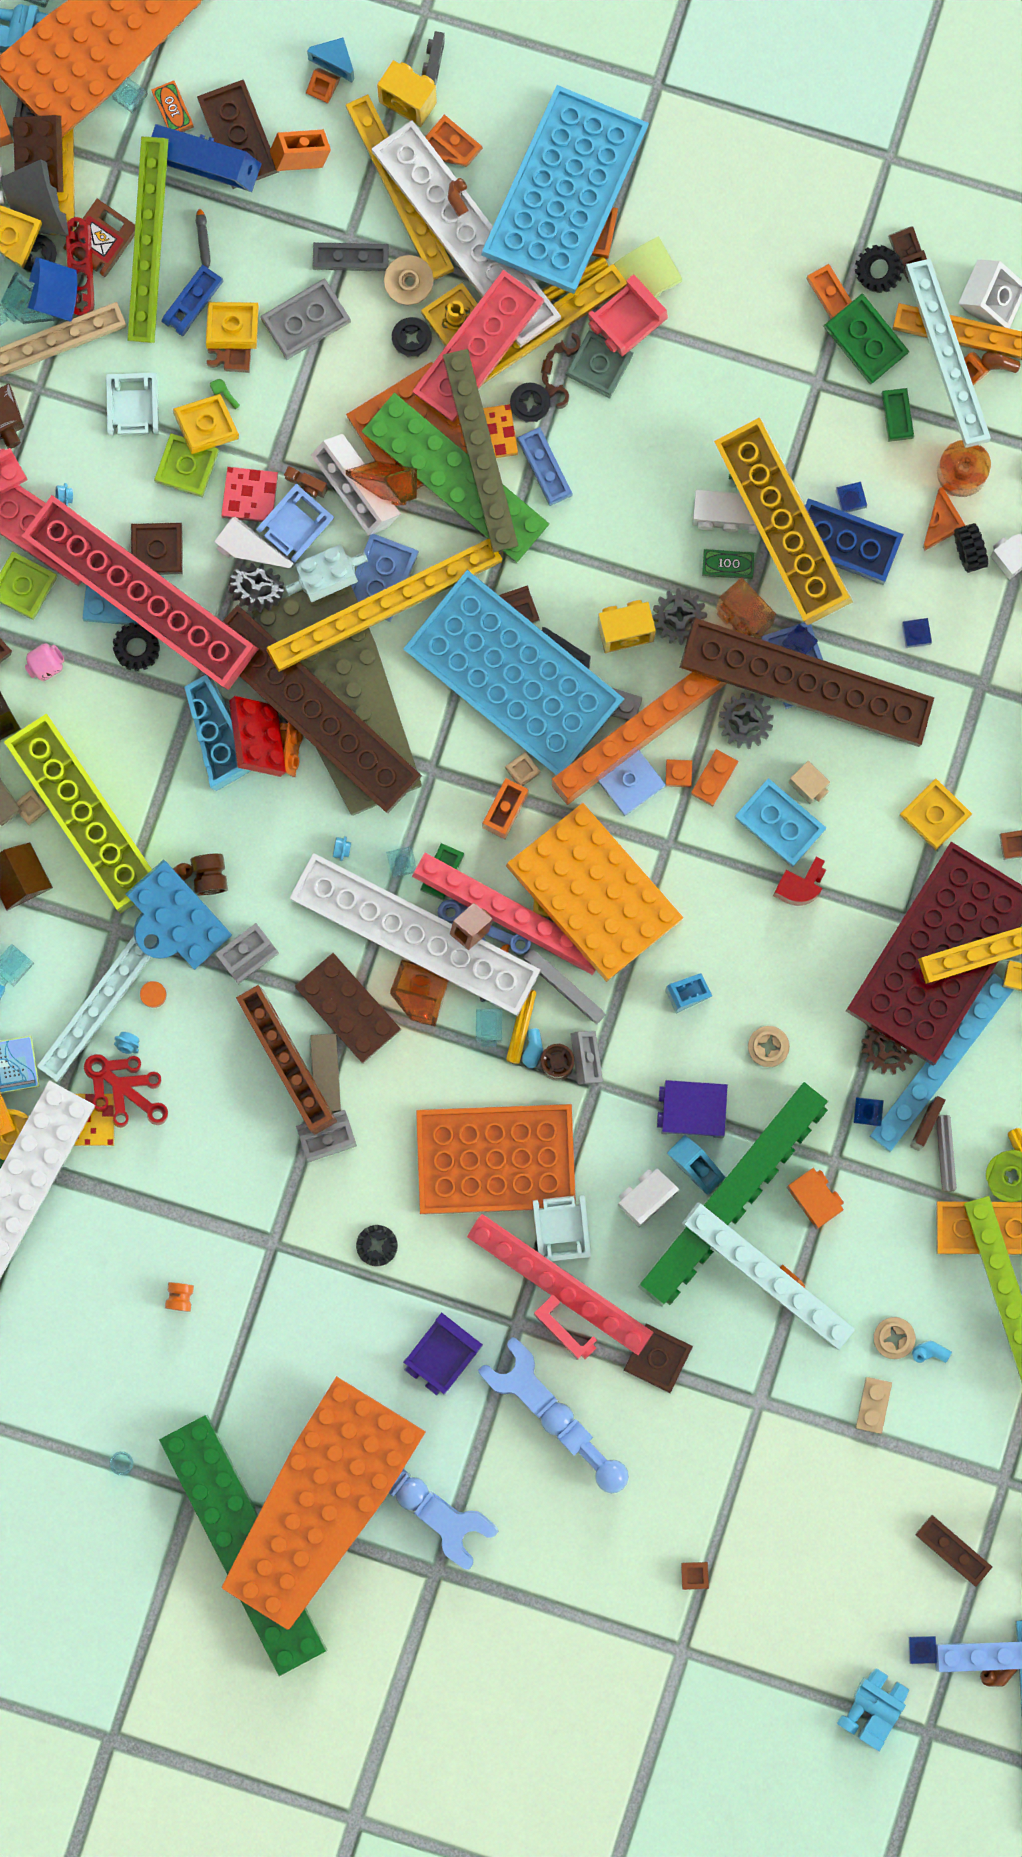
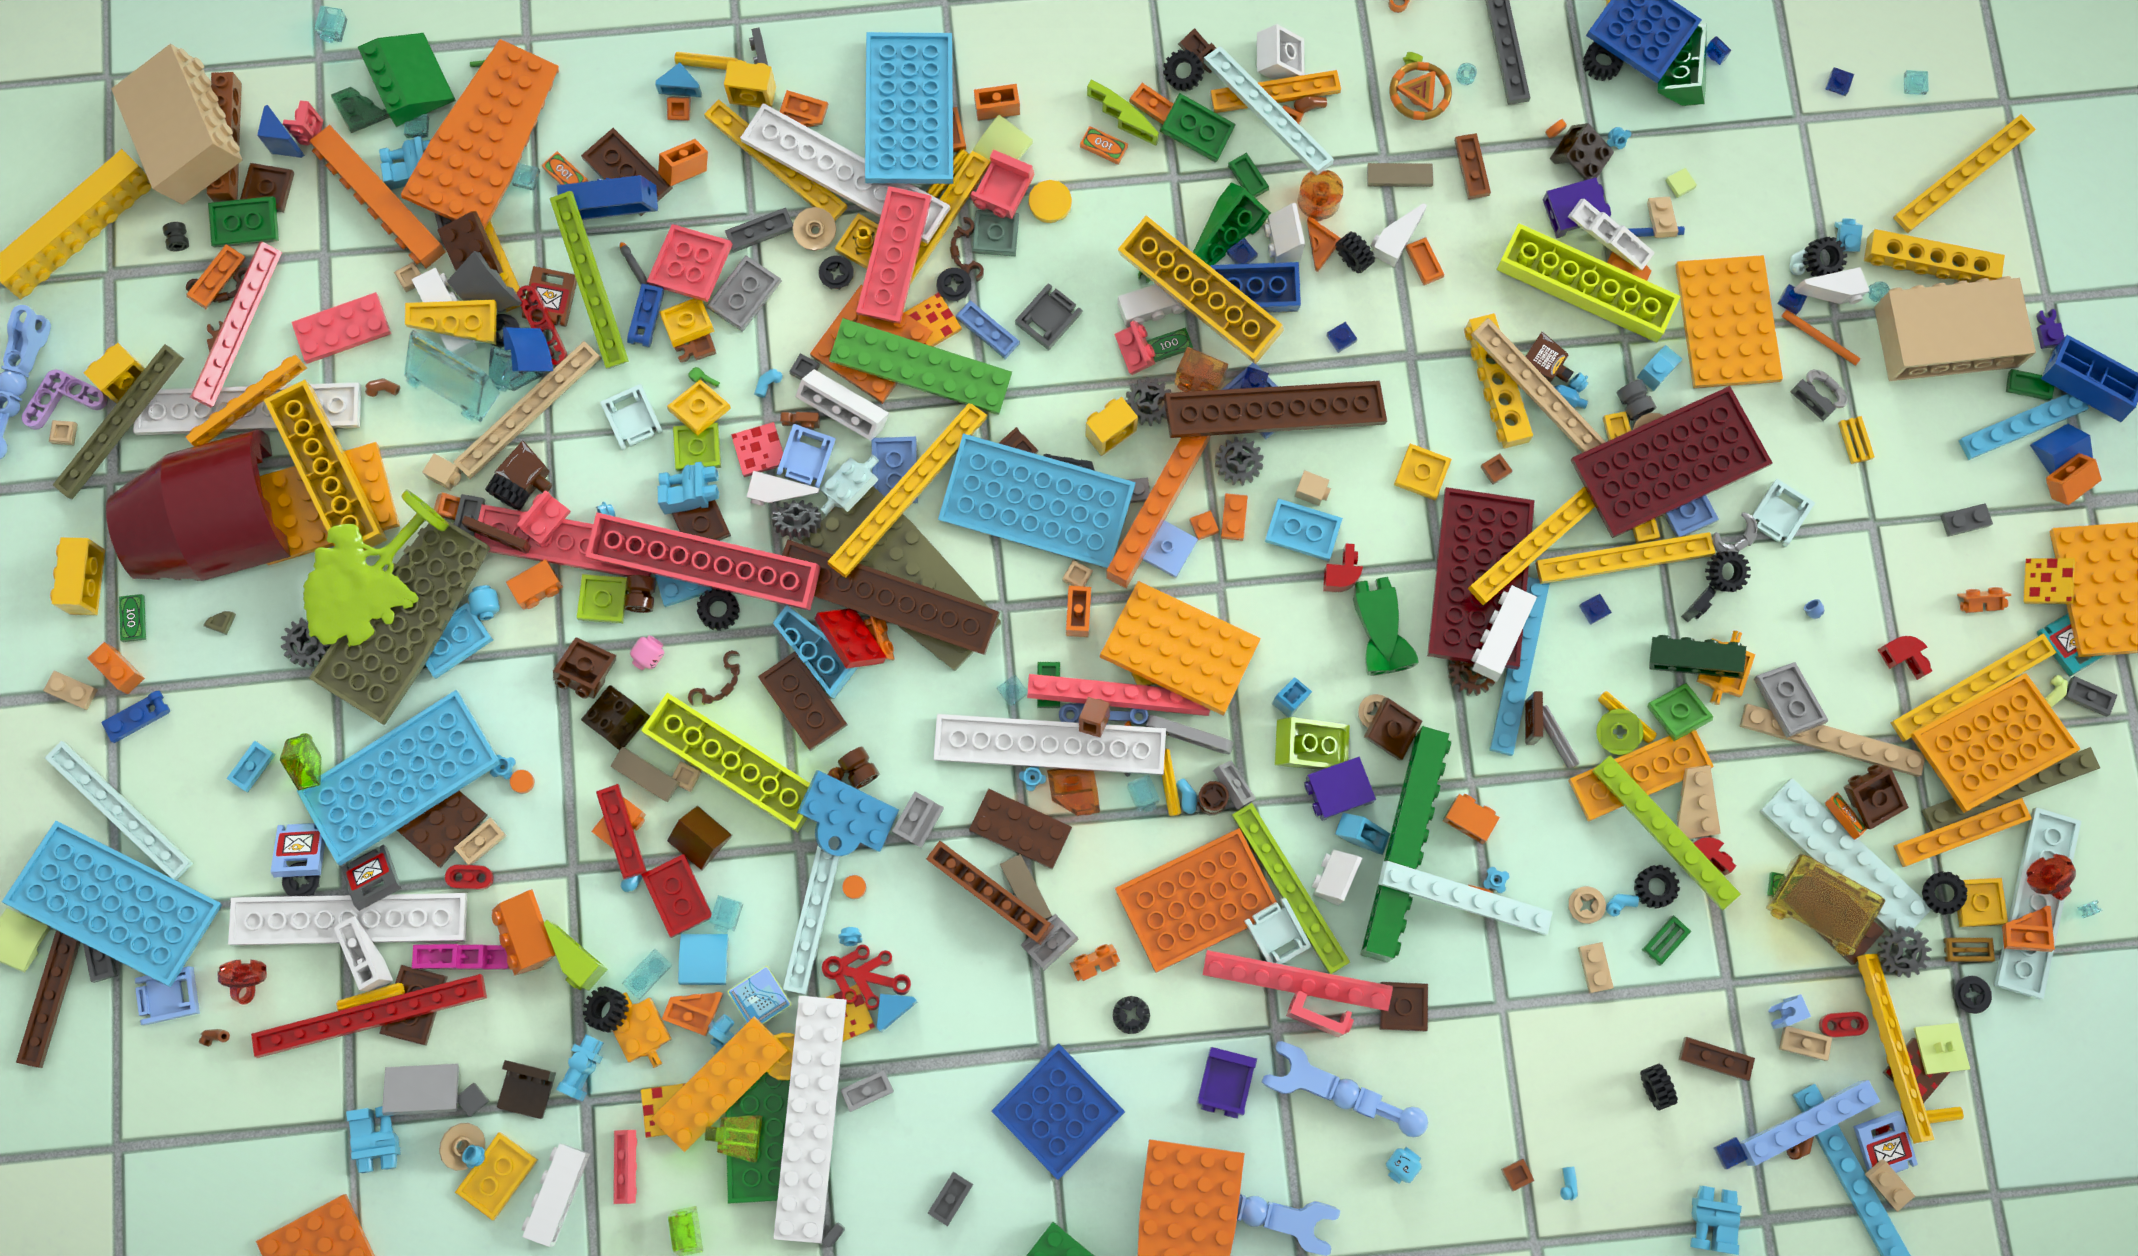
camera: 25 degrees left, 5 degrees down
(62, 597) = (640, 591): none -> reddish brown wheel
(78, 1205) = (867, 1090): none -> light grey plate
(108, 735) = (727, 689): none -> reddish brown piece
(114, 1348) = (950, 1198): none -> dark grey plate
(137, 1134) = (891, 1008): none -> dark azure slope
(163, 512) = (692, 493): none -> medium azure hips
(178, 1303) = (988, 1136): orange wheel -> none
(182, 780) = (802, 701): none -> reddish brown plate
(260, 1309) = (1058, 1111): none -> blue plate
(261, 262) = (689, 262): none -> coral plate
(289, 422) = (765, 379): none -> medium azure arm
(334, 425) = (803, 366): none -> dark grey tile
(341, 848) = (958, 700): medium azure plate -> none
(351, 1175) = (1085, 964): none -> orange hinge
(372, 44) = (702, 60): none -> yellow axle
(377, 955) = (1031, 784): none -> medium azure plate
(387, 481) = (867, 390): clear orange slope -> none
(454, 196) = (824, 147): dark orange arm -> none
(480, 450) = (932, 335): olive plate -> none
(583, 1515) = (1403, 1165): none -> medium azure head
(596, 1188) = (1291, 888): none -> lime plate
(618, 477) = (1050, 314): none -> dark grey container
(662, 221) = (997, 101): none -> orange brick
(672, 353) = (1050, 201): none -> yellow tile
(685, 1049) = (1310, 743): none -> lime slope
(690, 552) = (1134, 348): none -> coral bracket
(747, 1602) = (1570, 1190): none -> medium azure arm
(757, 315) = (1104, 145): none -> orange tile
(777, 1071) = (1393, 729): none -> reddish brown tile
(796, 294) = (1128, 117): none -> lime slope
(812, 1264) = (1499, 886): none -> medium azure plate
(817, 945) = (1380, 618): none -> green hips
(854, 457) = (1231, 220): none -> green wedge
(868, 1111) = (1481, 730): clear blue plate -> none
(878, 1551) = (1659, 1086): none -> black tyre
(904, 497) = (1285, 235): none -> white slope
(934, 1022) = (1504, 633): none -> white brick
(939, 1418) = (1653, 954): none -> green tile
(991, 1346) = (1666, 876): none -> black tyre

